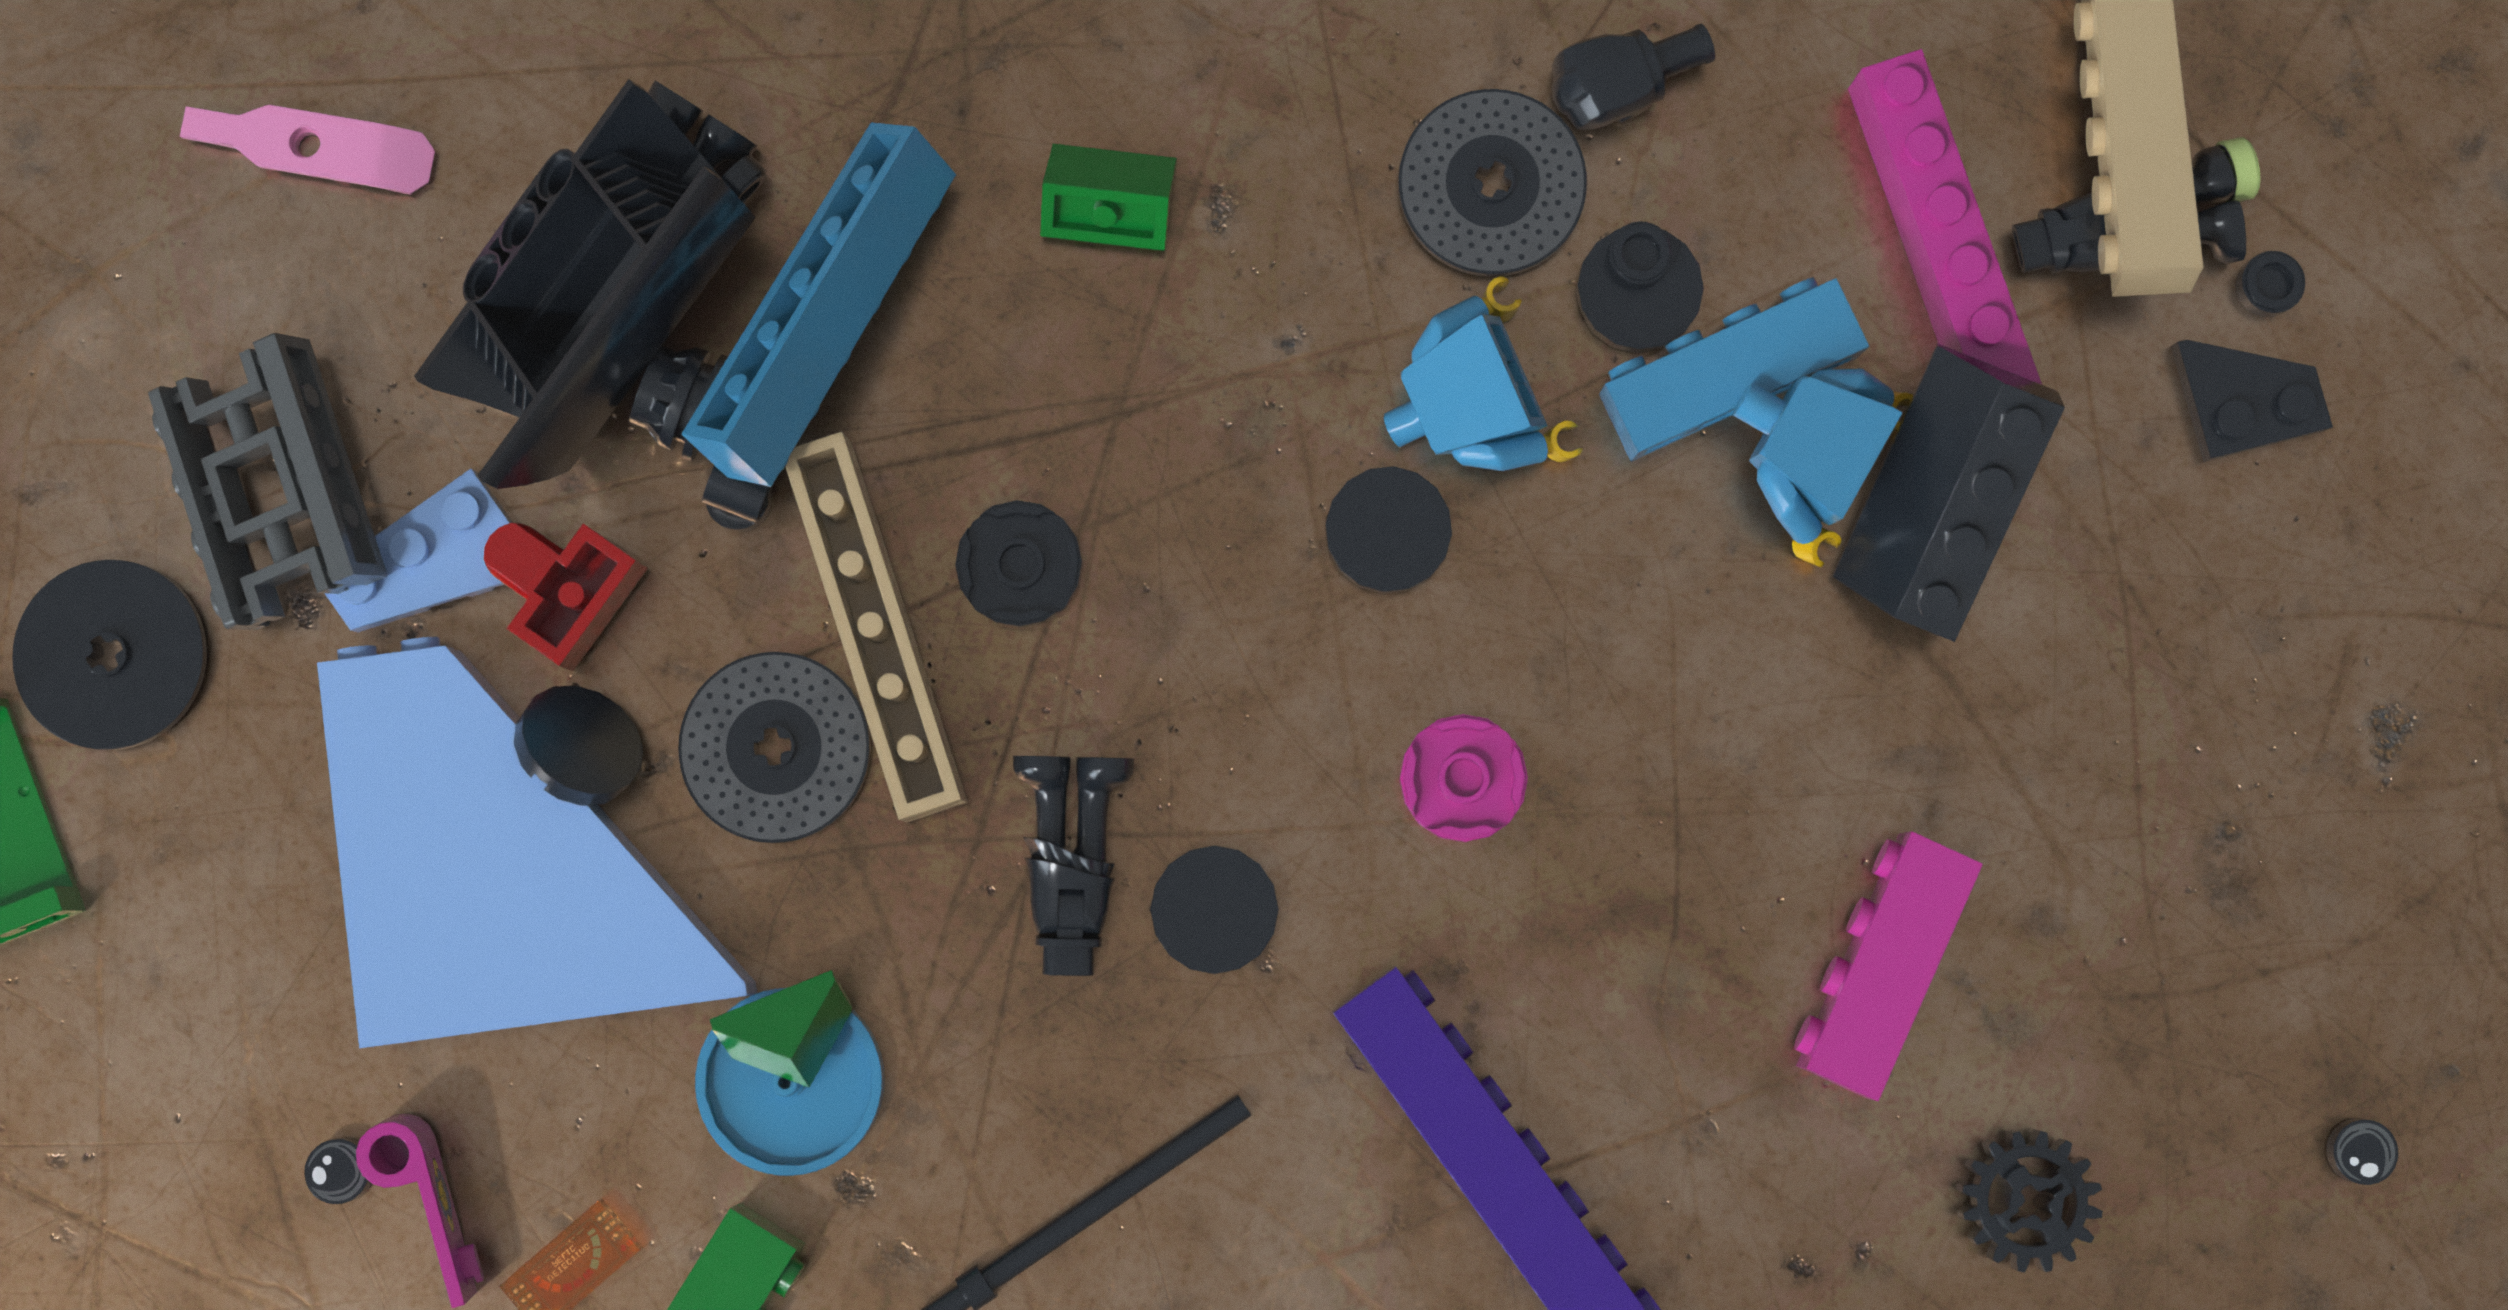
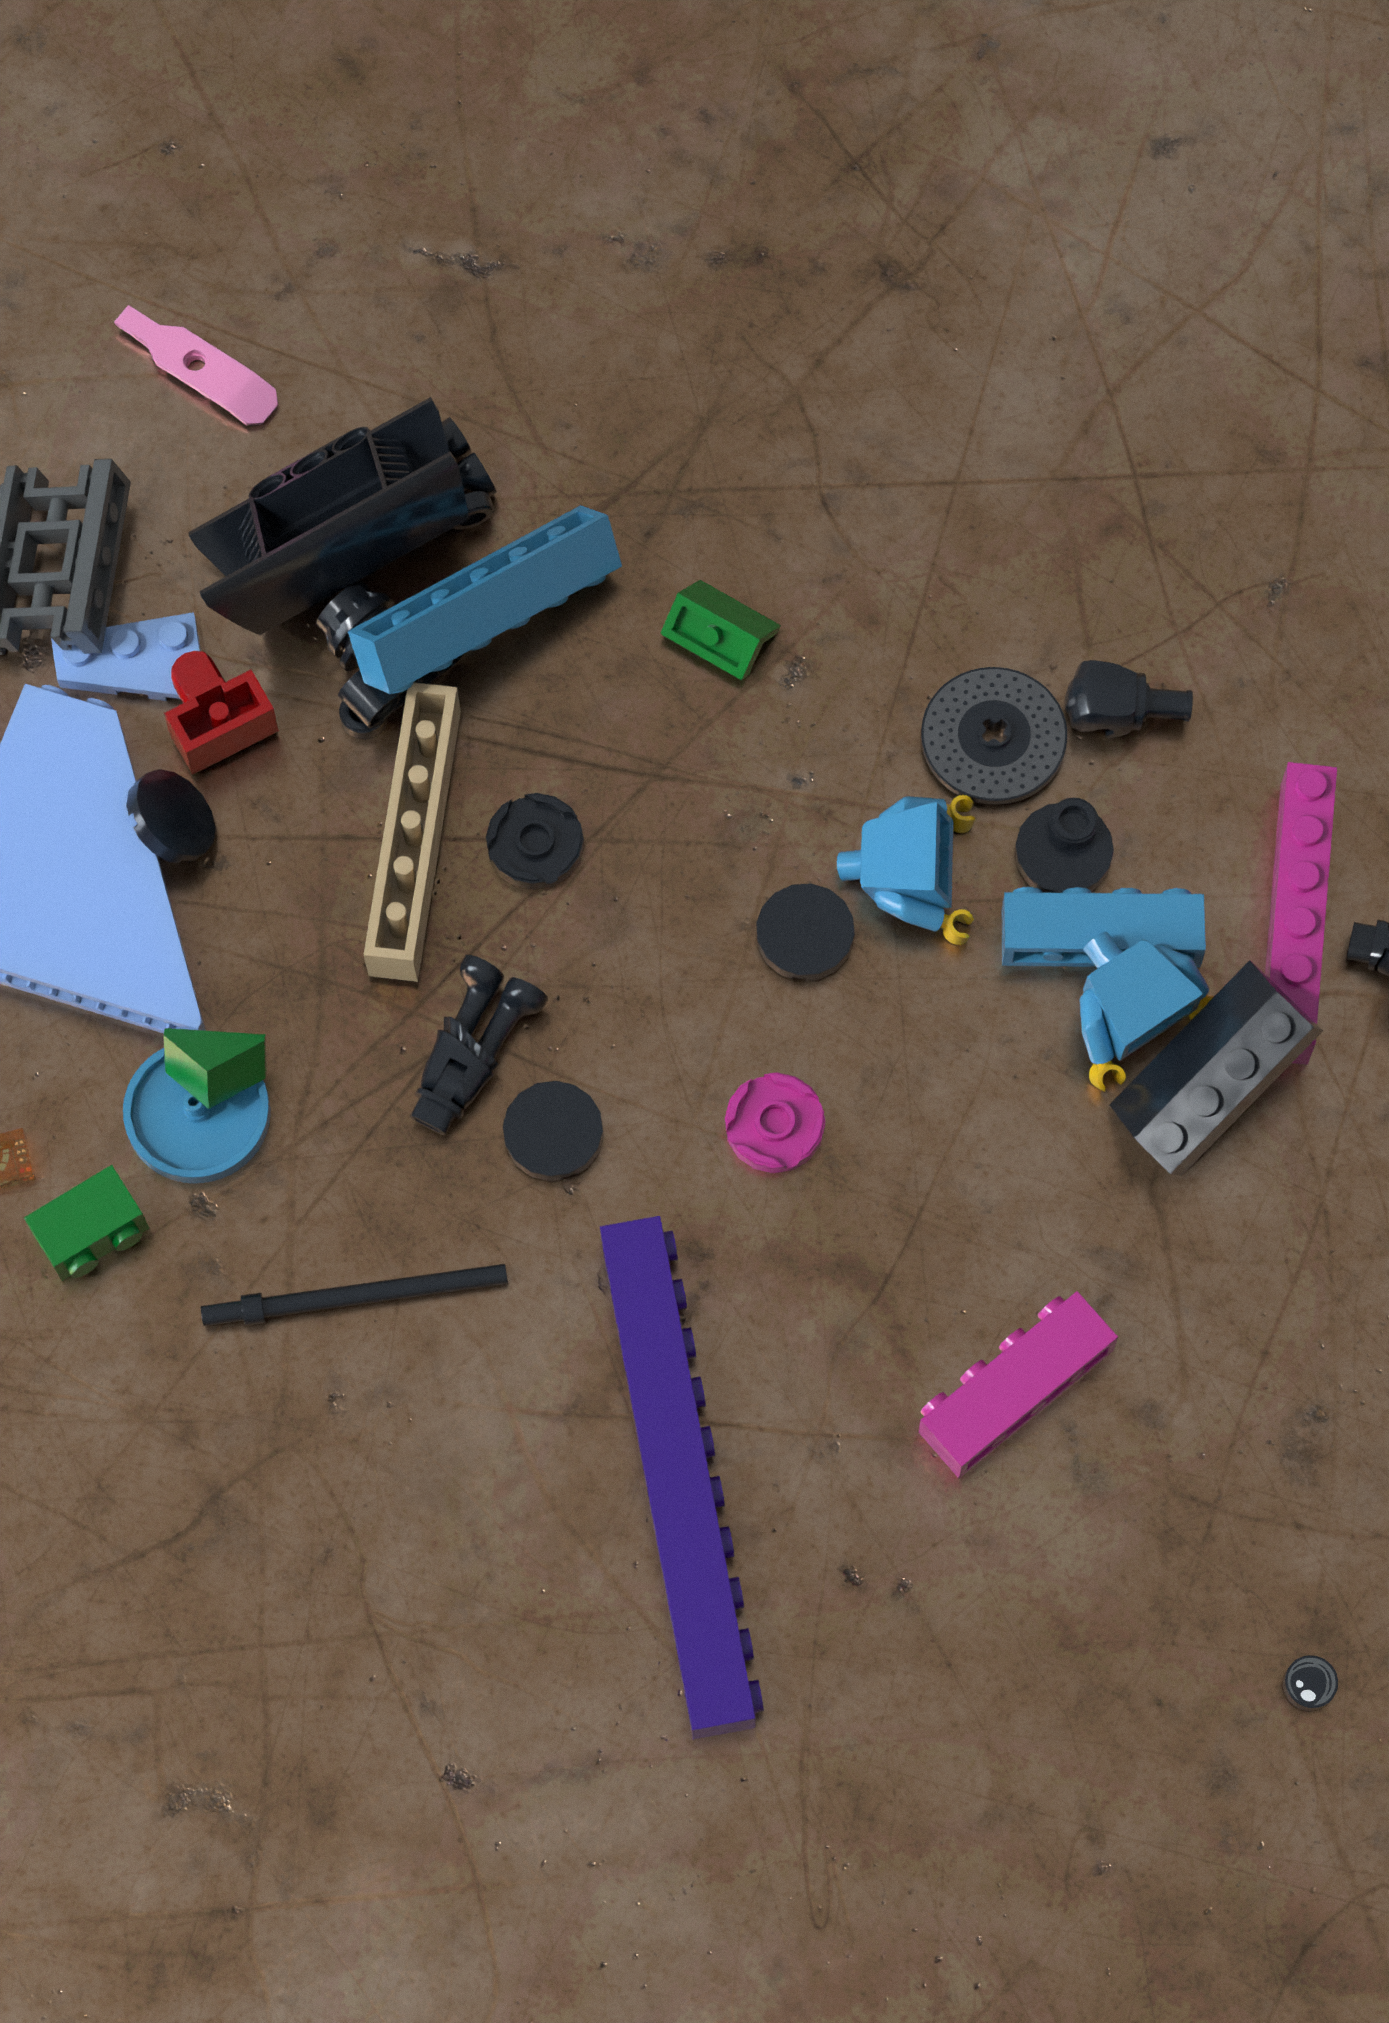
camera: 25 degrees right, 15 degrees down
(735, 715) = (319, 917): flat silver piece -> none
(2046, 1222) = (1018, 1600): black gear -> none

